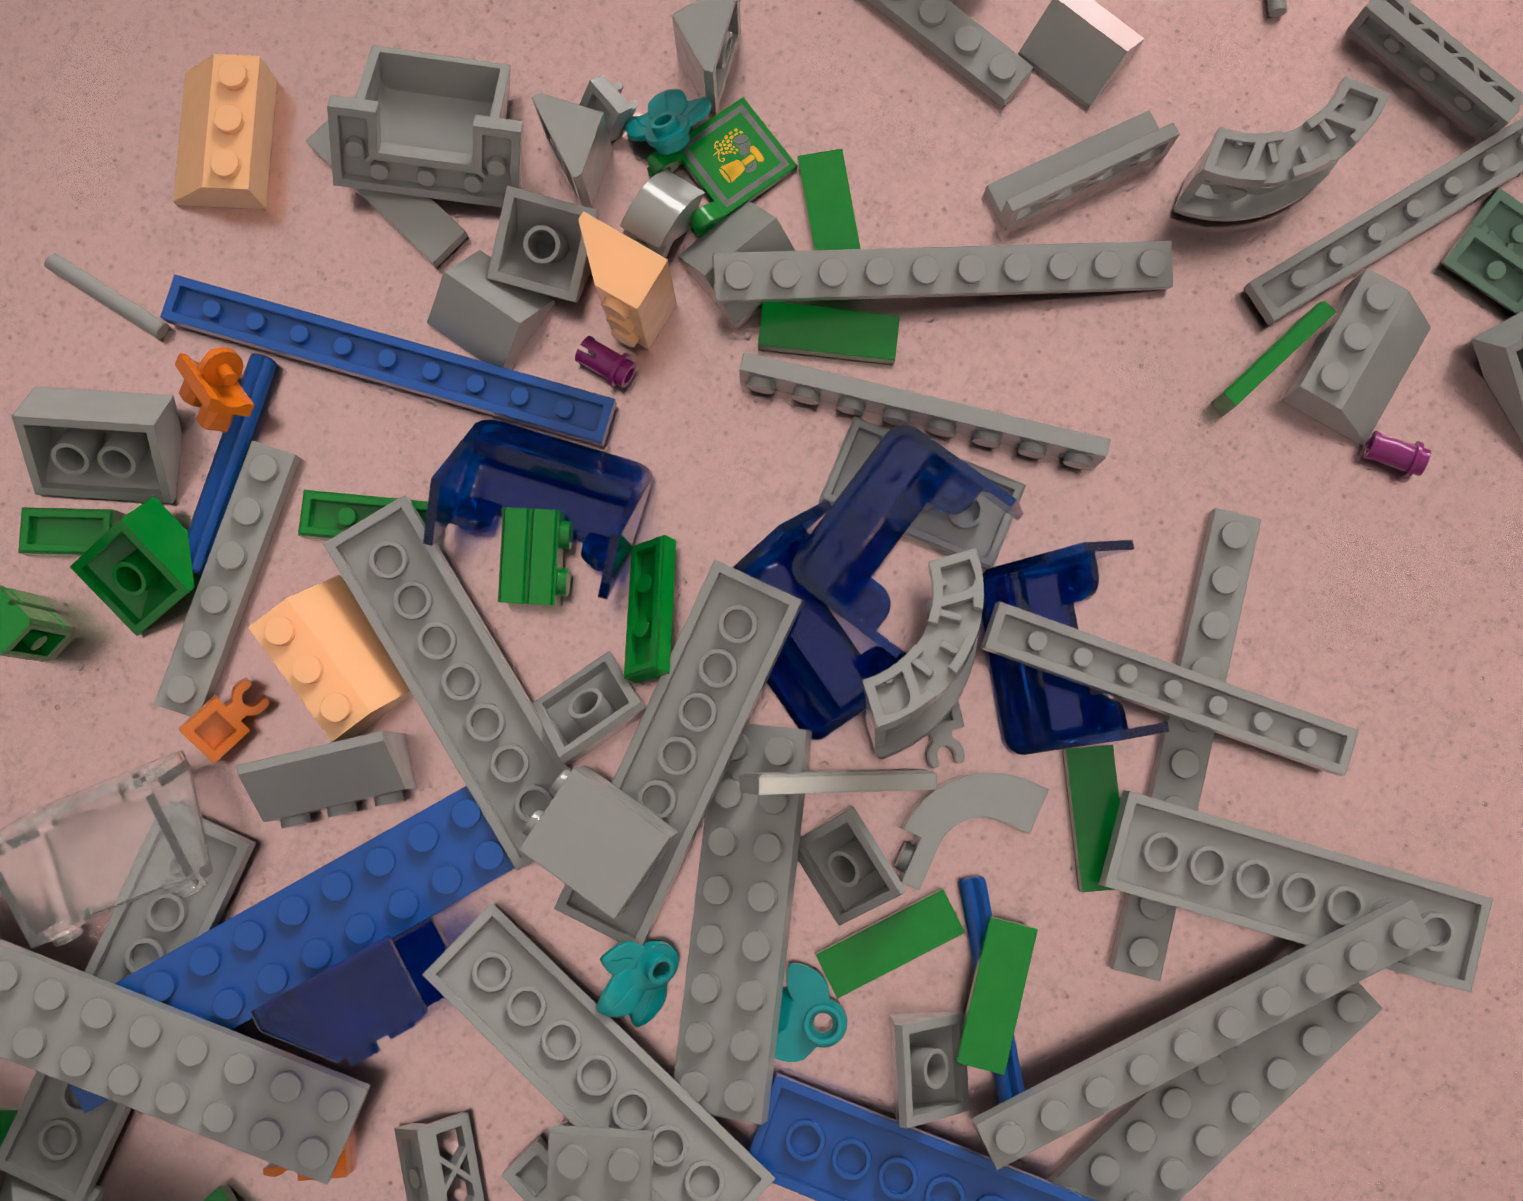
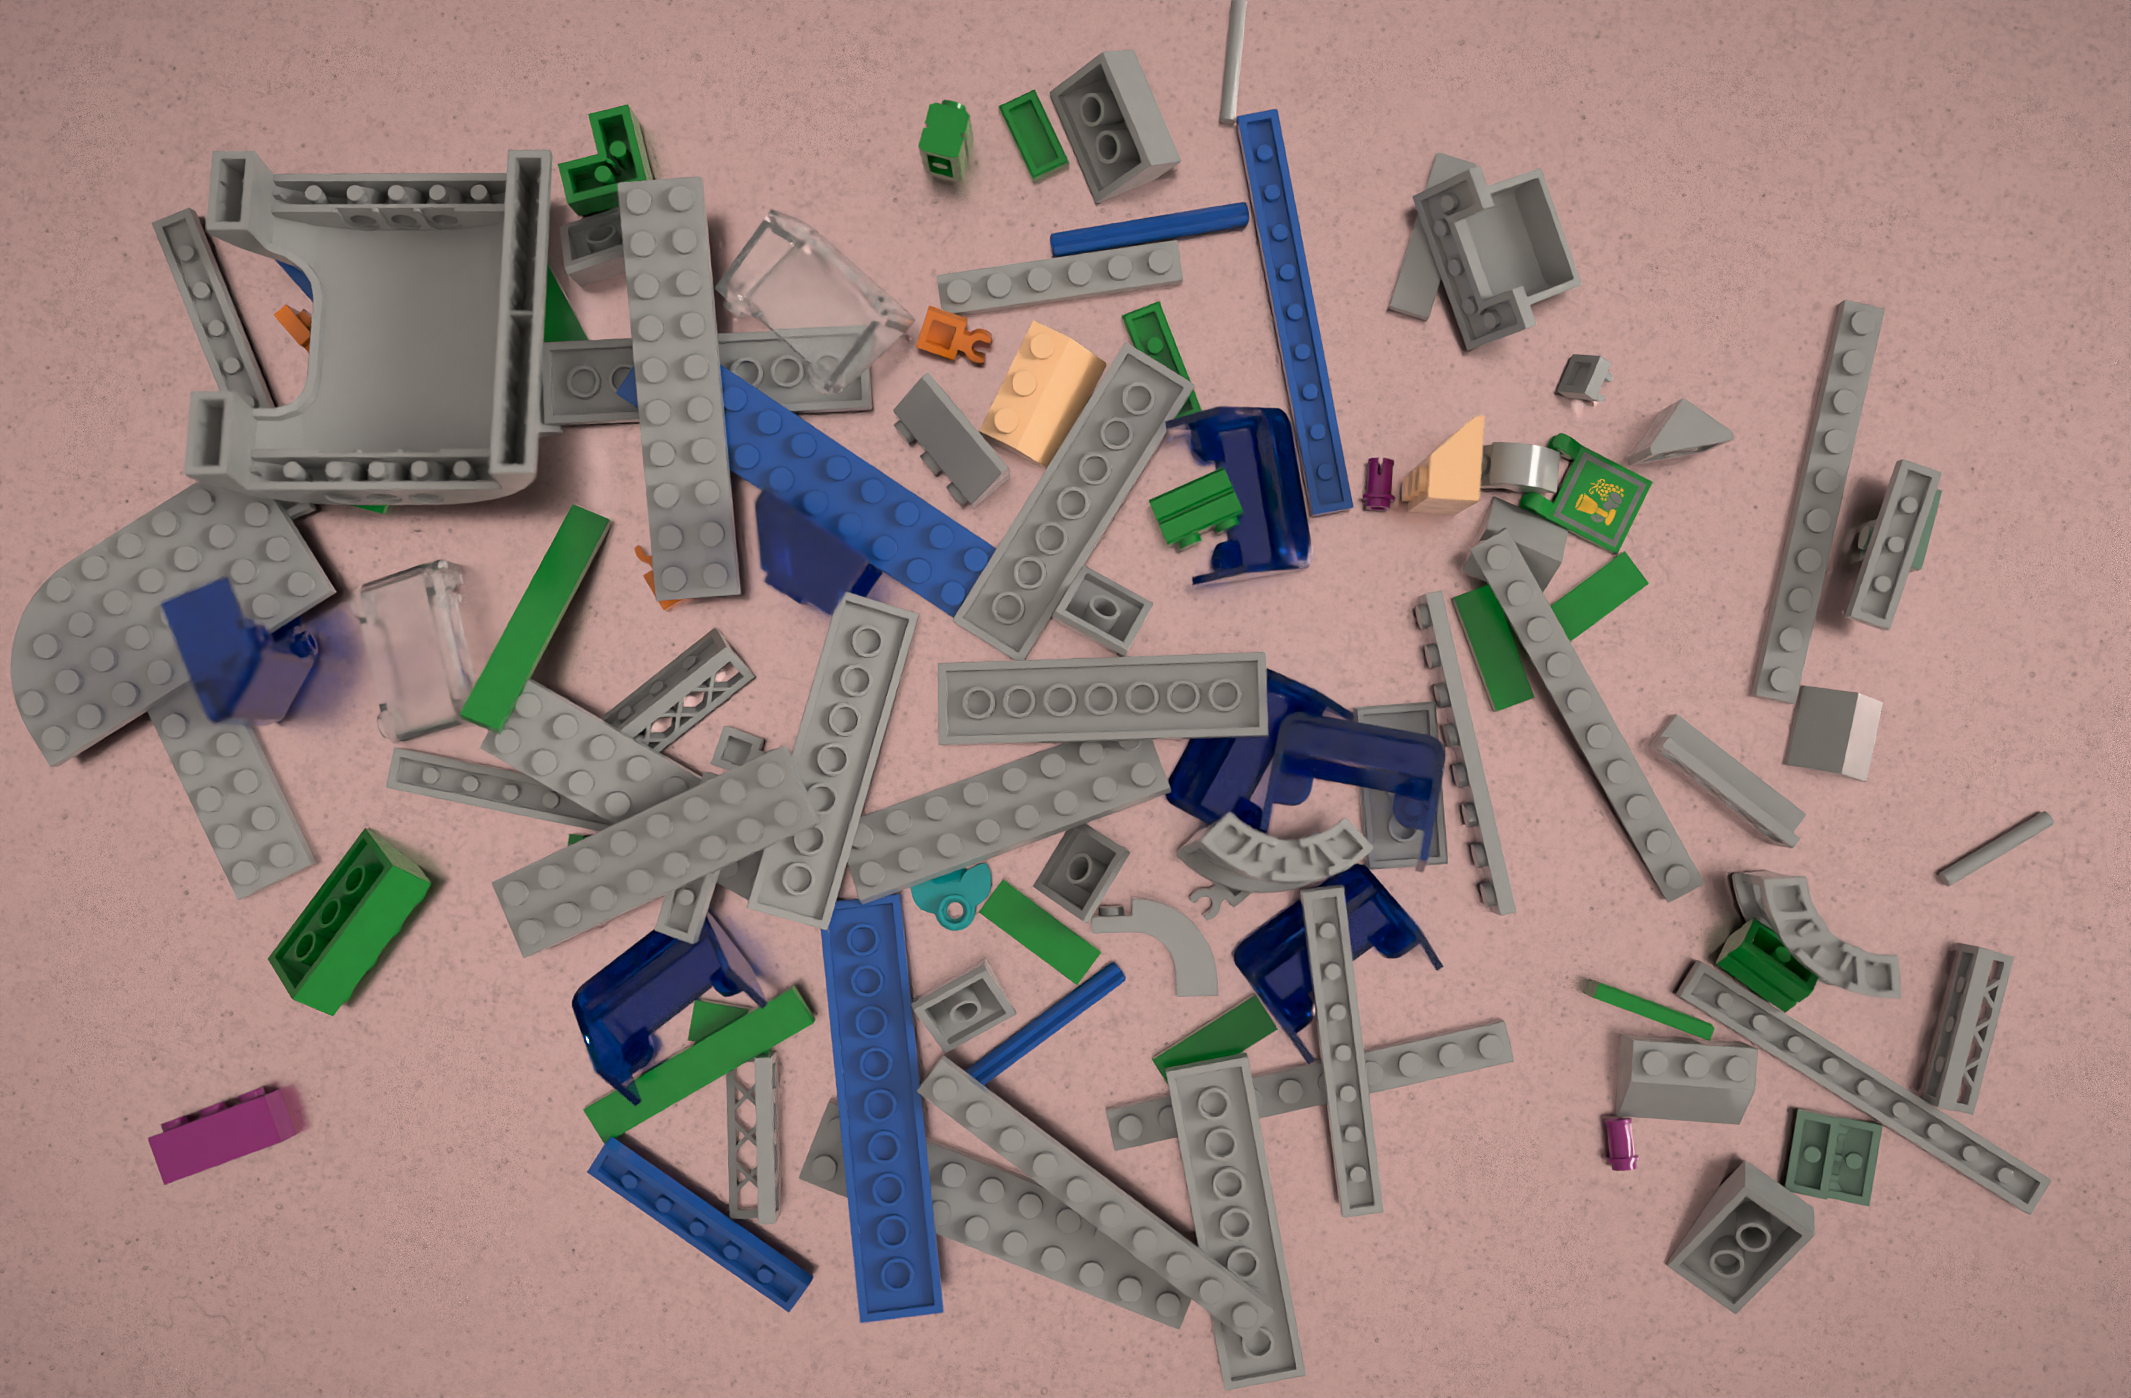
camera: 60 degrees right, 5 degrees up
(139, 565) = (1036, 209): green slope -> none
(214, 387) = (1203, 191): orange hips -> none
(226, 133) = (1410, 84): light nougat slope -> none
(485, 314) = (1374, 369): light grey slope -> none
(541, 245) = (1447, 388): light grey slope -> none
(578, 141) = (1543, 374): light grey slope -> none
(596, 839) = (1008, 670): light grey brick -> none
(636, 984) = (912, 754): teal plate -> none
(650, 609) = (1202, 620): green tile -> none
(668, 121) = (1600, 433): teal plate -> none
(837, 781) = (1143, 831): light grey tile -> none
(996, 995) = (1042, 1030): green tile -> none
(1285, 218) = (1766, 966): none -> green brick

